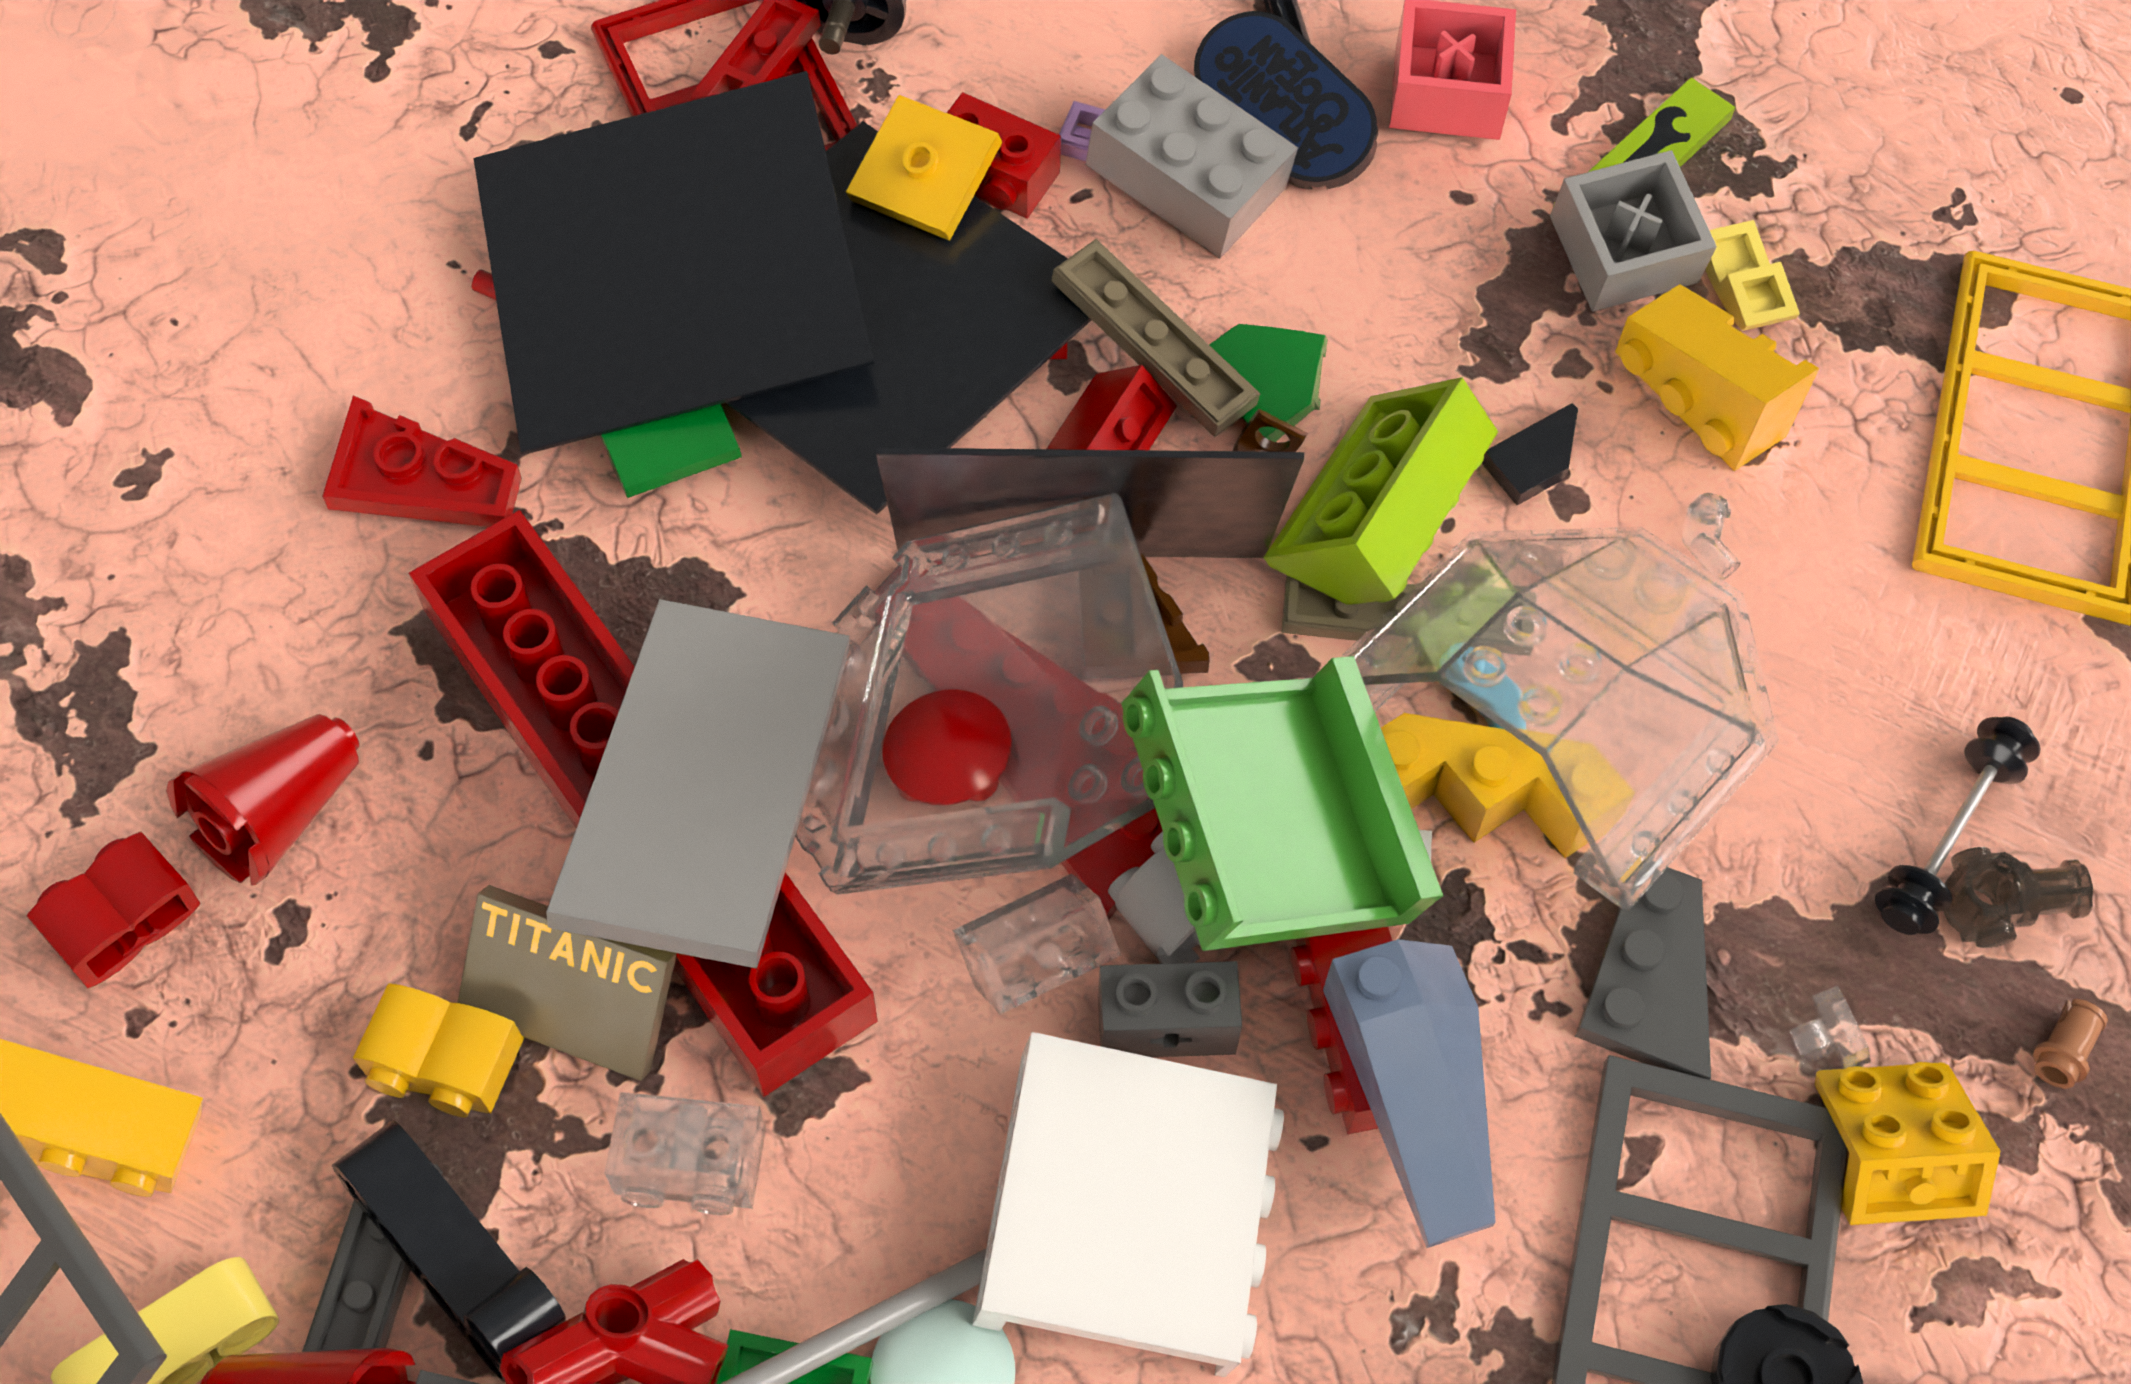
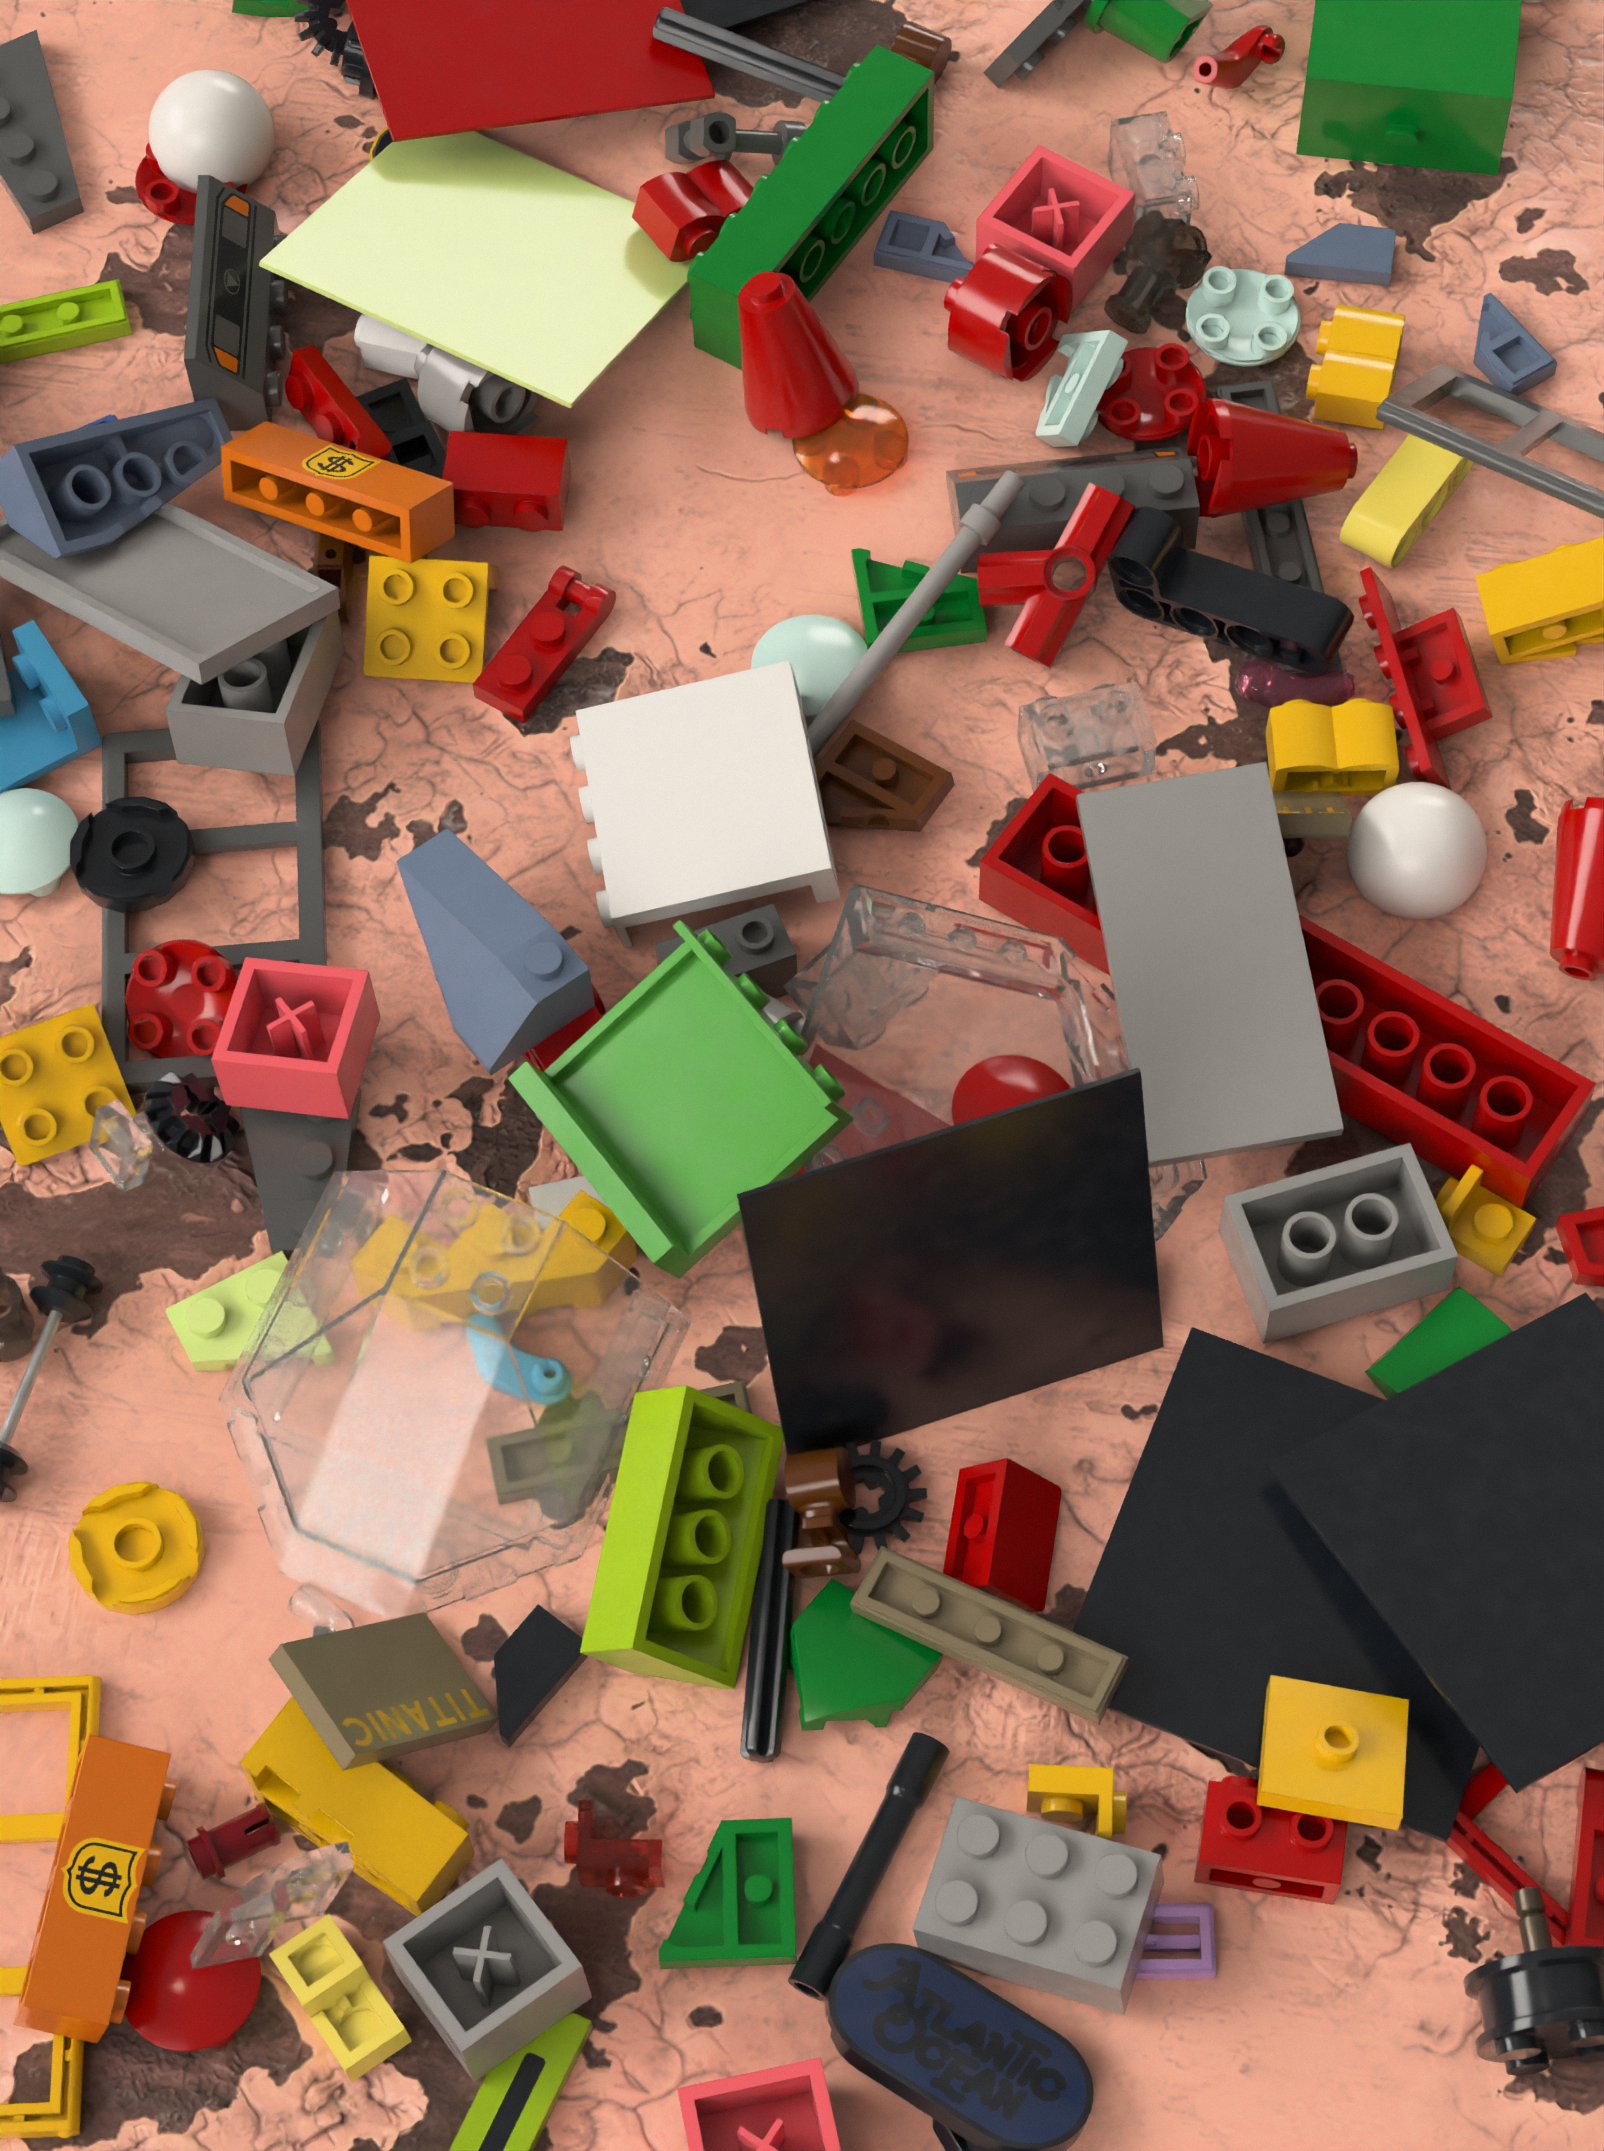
camera: 165 degrees right, 0 degrees up
(283, 1100) = (1432, 677): none -> red bracket
(412, 912) = (1417, 851): none -> white piece
(448, 1142) = (1273, 686): none -> clear pink arm
(577, 544) = (1482, 1223): none -> yellow bracket
(711, 542) = (1337, 1243): none -> light grey brick
(929, 1181) = (878, 783): none -> reddish brown wing
(1129, 228) = (1071, 1791): none -> yellow bracket
(1261, 275) = (835, 1933): none -> black piece
(1334, 409) = (770, 1637): none -> black axle
(1418, 242) = (739, 1901): none -> green wing
(1507, 290) = (620, 1865): none -> clear red bracket
(1648, 1042) = (296, 1038): none -> coral brick
(1678, 428) = (382, 1689): none -> dark tan tile
(1749, 836) = (222, 1317): none -> yellowish green wing
(1754, 1169) = (179, 998): none -> red dish
(1791, 1038) = (186, 1135): none -> black gear
(1808, 300) = (280, 1895): none -> clear slope
(1829, 397) = (229, 1842): none -> dark red pin
(1864, 322) = (184, 2005): none -> red dish
(1867, 660) = (137, 1548): none -> yellow tile
(1939, 381) = (94, 1890): none -> orange brick

